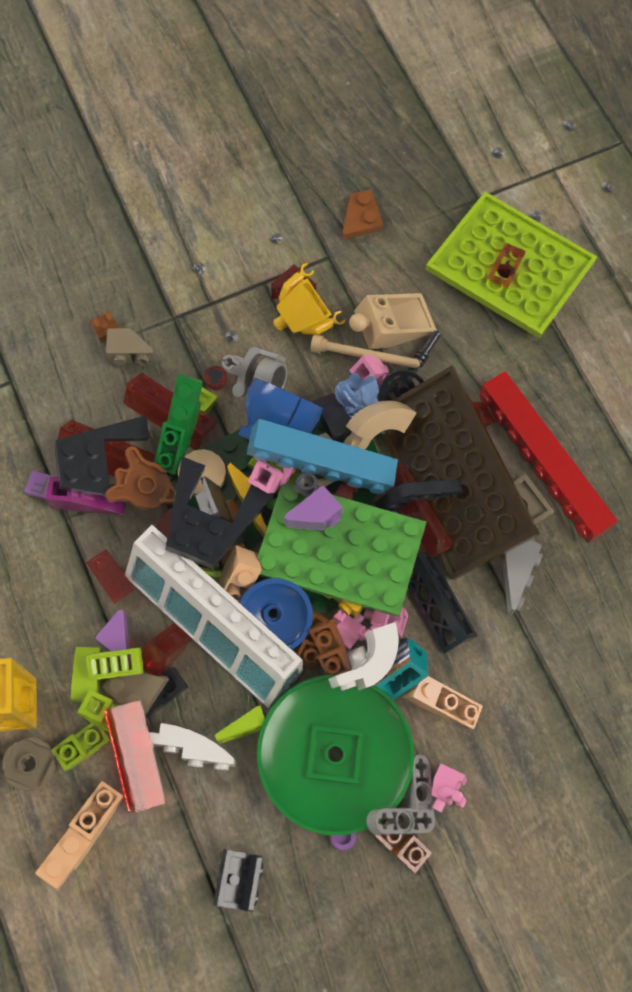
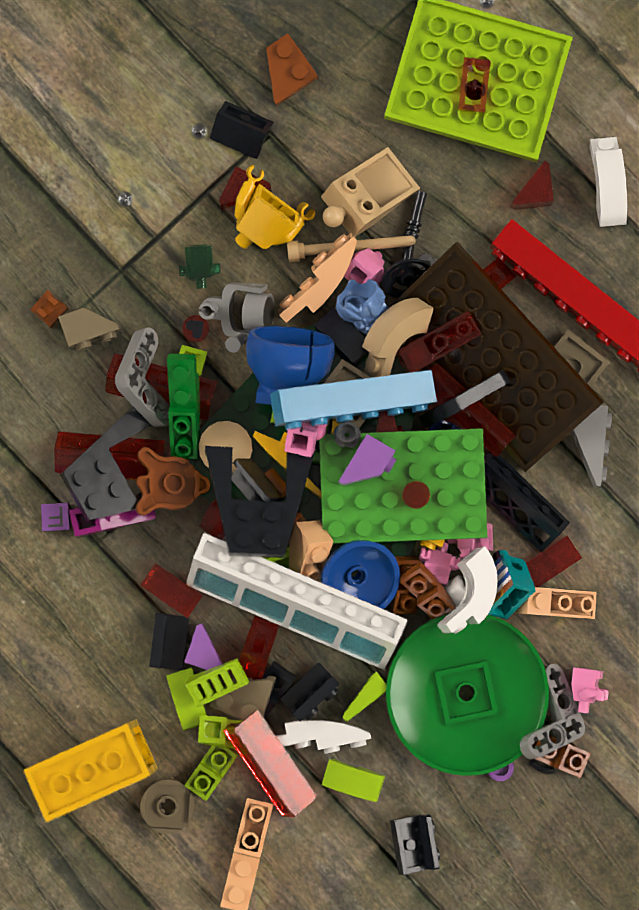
camera: 20 degrees left, 15 degrees up
(89, 618) = (169, 641): none -> black panel
(148, 396) = (131, 379): none -> light grey beam
(195, 703) = (309, 692): none -> black bracket
(204, 799) = (353, 780): none -> lime slope
(237, 328) = (199, 264): none -> clear green piece
(308, 244) = (240, 129): none -> black panel
(340, 363) = (329, 272): none -> light nougat slope
(348, 555) = (416, 495): none -> clear red tile
(379, 849) = (542, 768): none -> black leg
(412, 443) = (438, 342): none -> clear red slope
(452, 664) = (552, 561): none -> clear red tile
(531, 360) = (537, 191): none -> clear red slope
(596, 371) = (610, 181): none -> white arch

